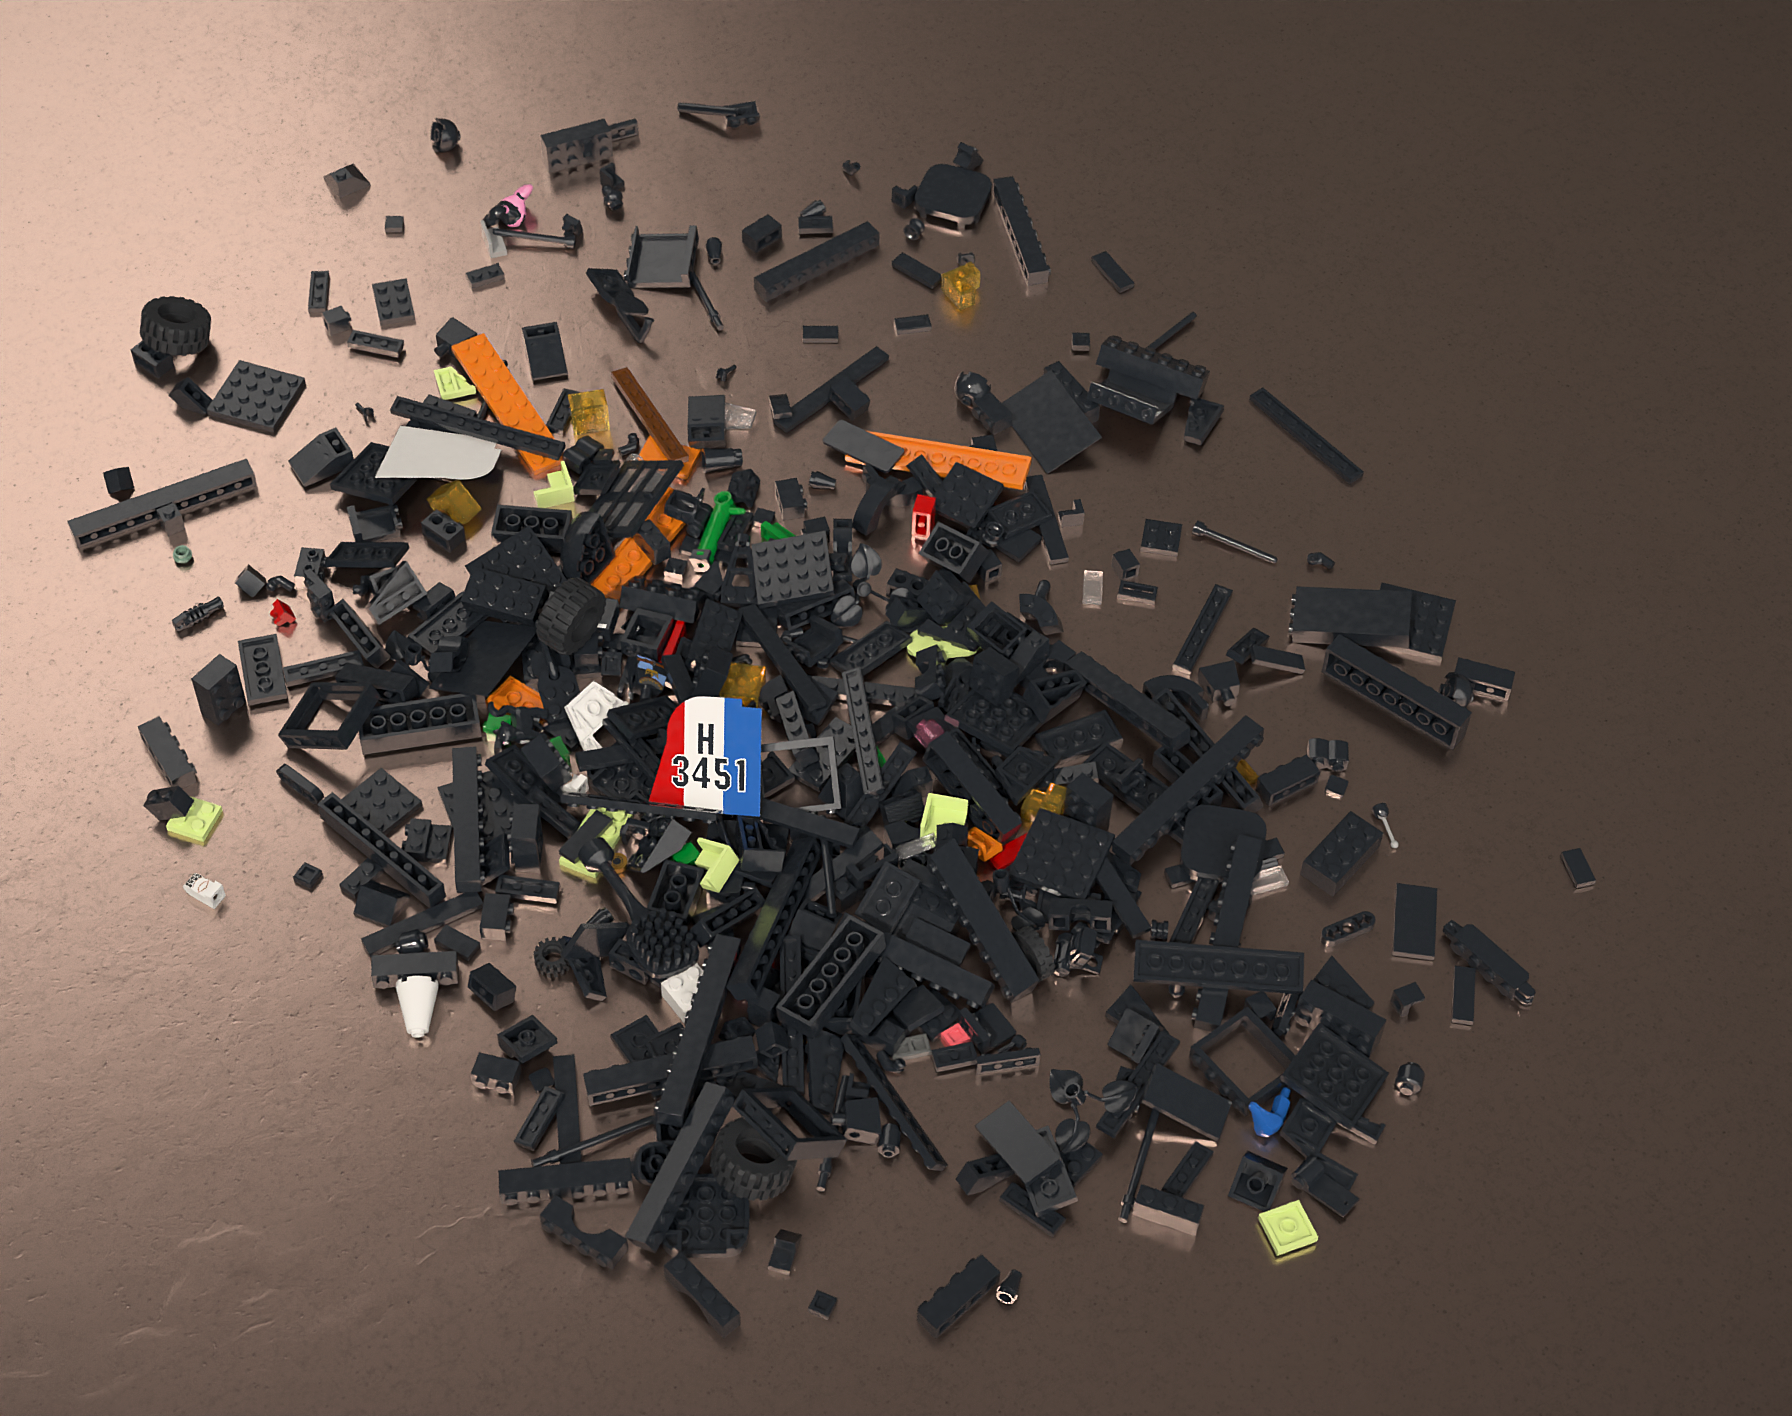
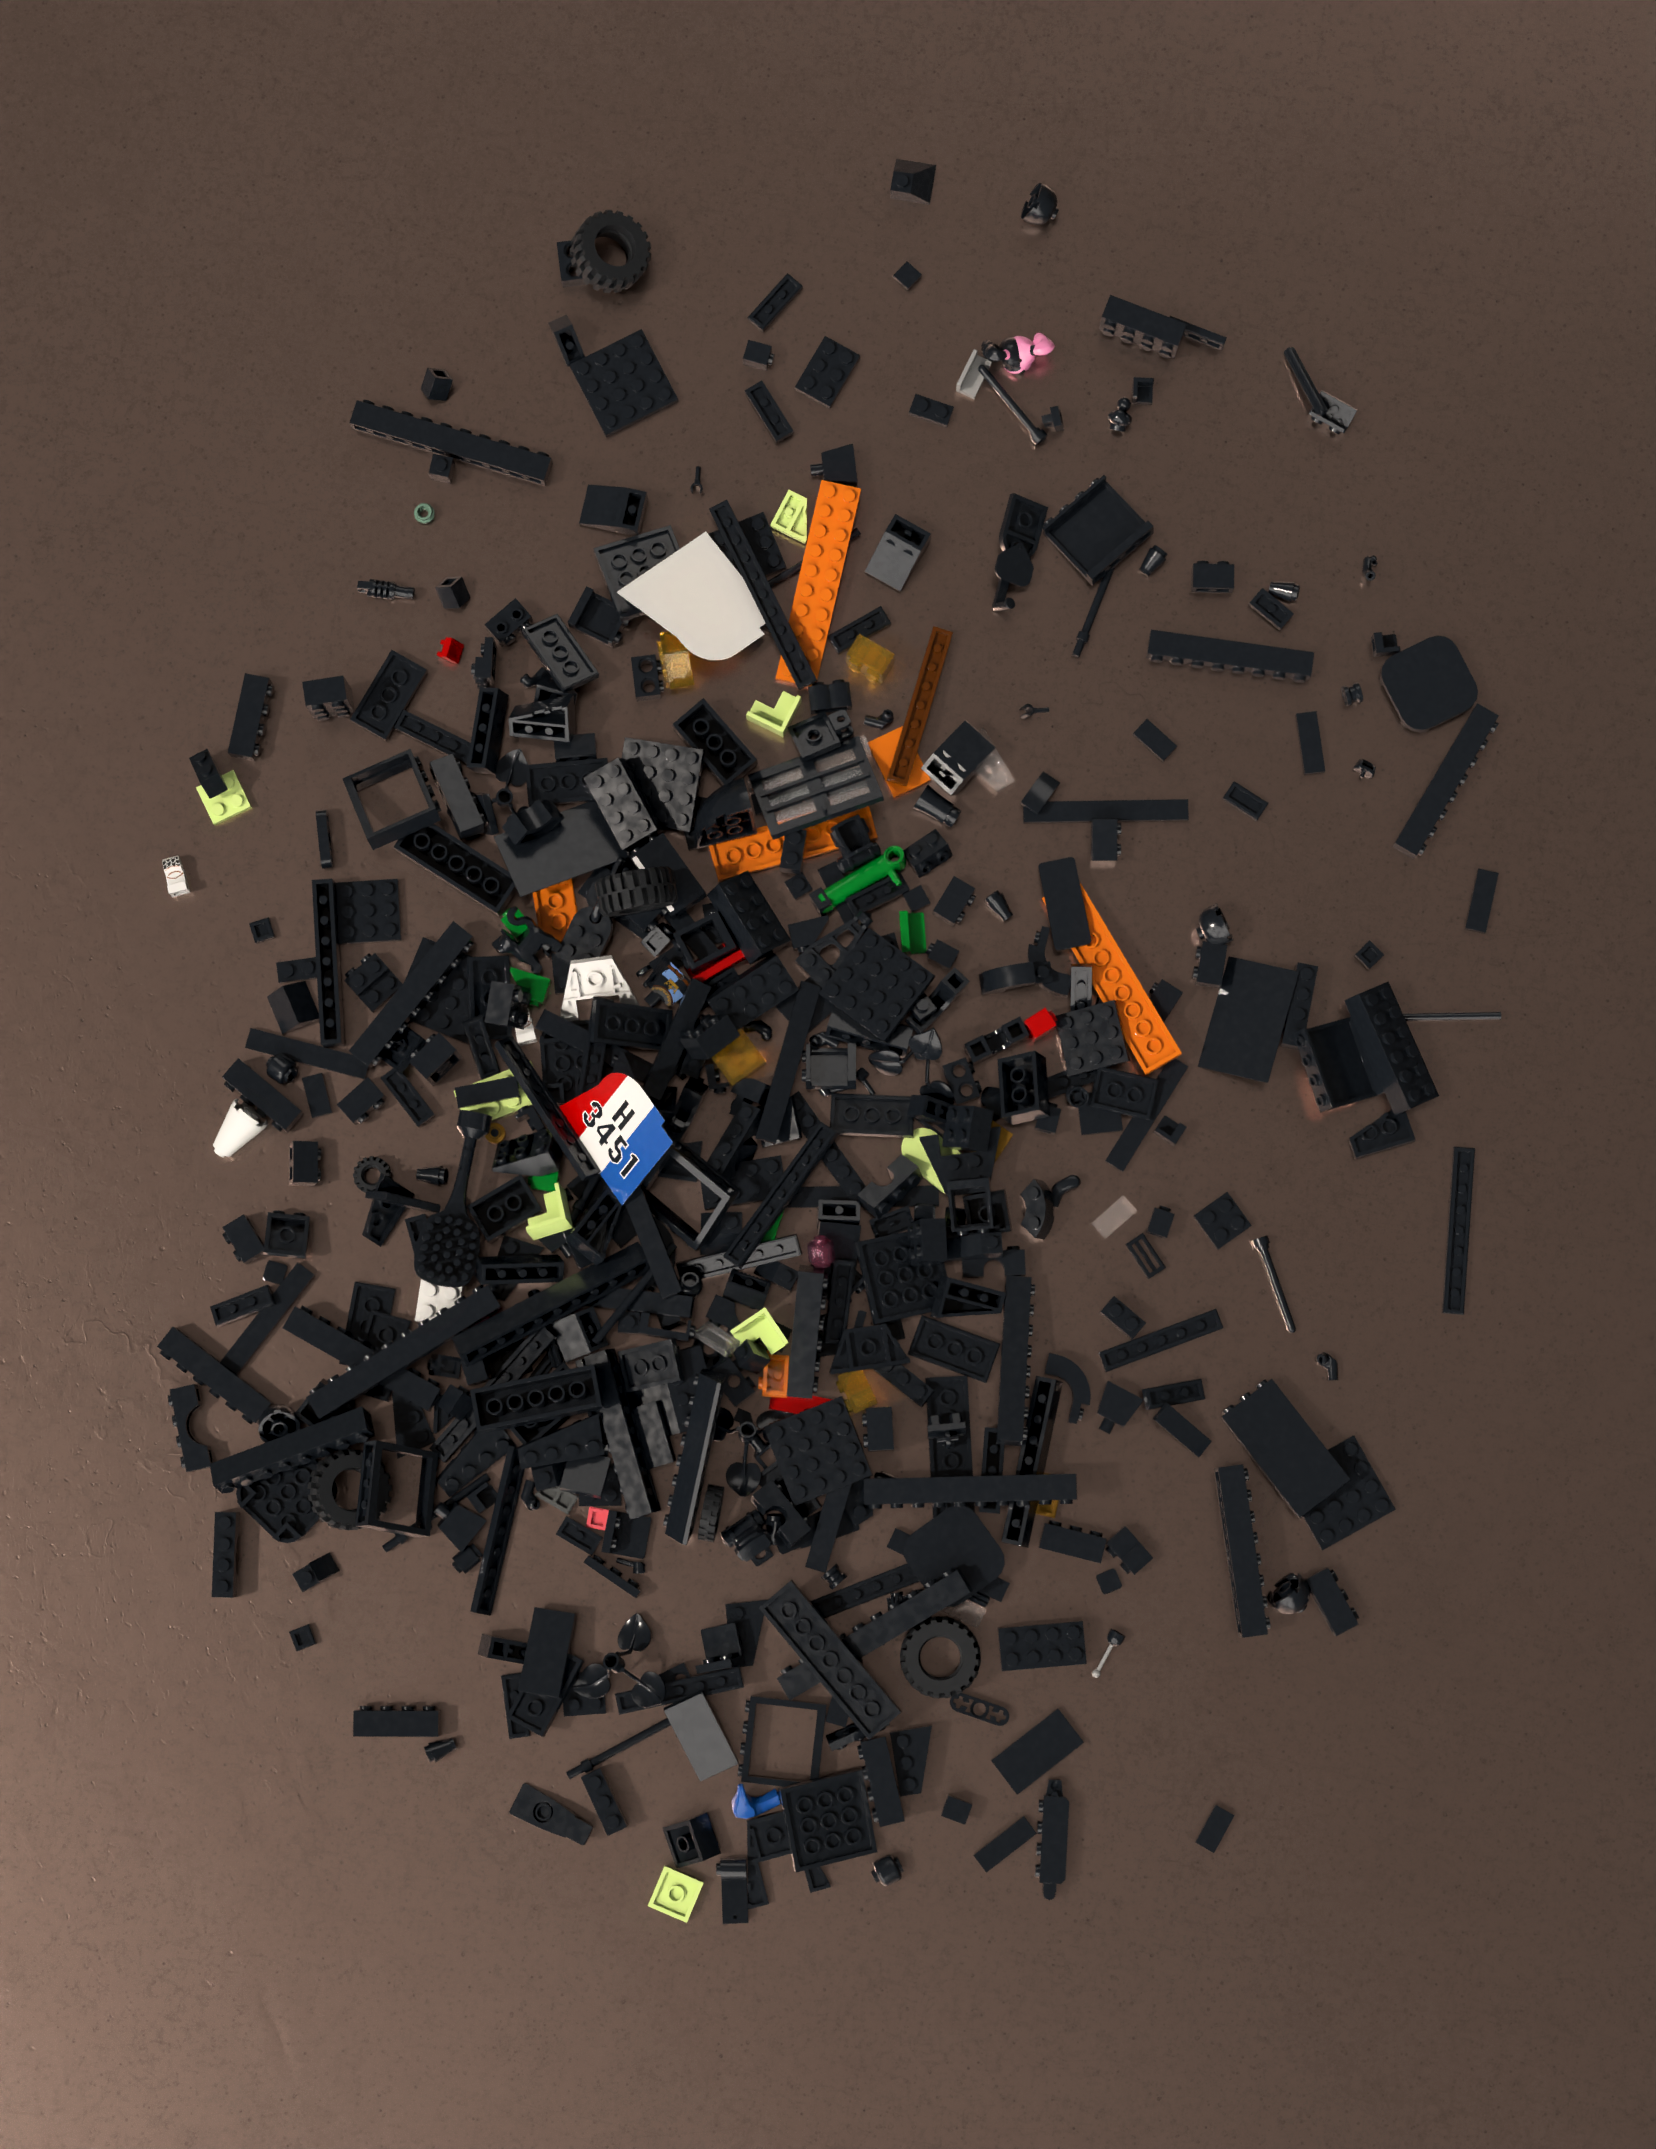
camera: 50 degrees right, 30 degrees up
(280, 581) = (476, 615): black arm -> none
(555, 1155) = (222, 1349): black bar -> none
(909, 541) = (996, 1041): none -> black arch
(961, 285) = (1323, 796): clear yellow brick -> none
(967, 157) = (1482, 655): black brick -> none
(1140, 1258) = (549, 1815): none -> black piece
(1165, 631) = (1122, 1317): none -> black brick
(1188, 1170) = (653, 1782): black tile -> none
(1292, 892) = (940, 1686): none -> black tyre

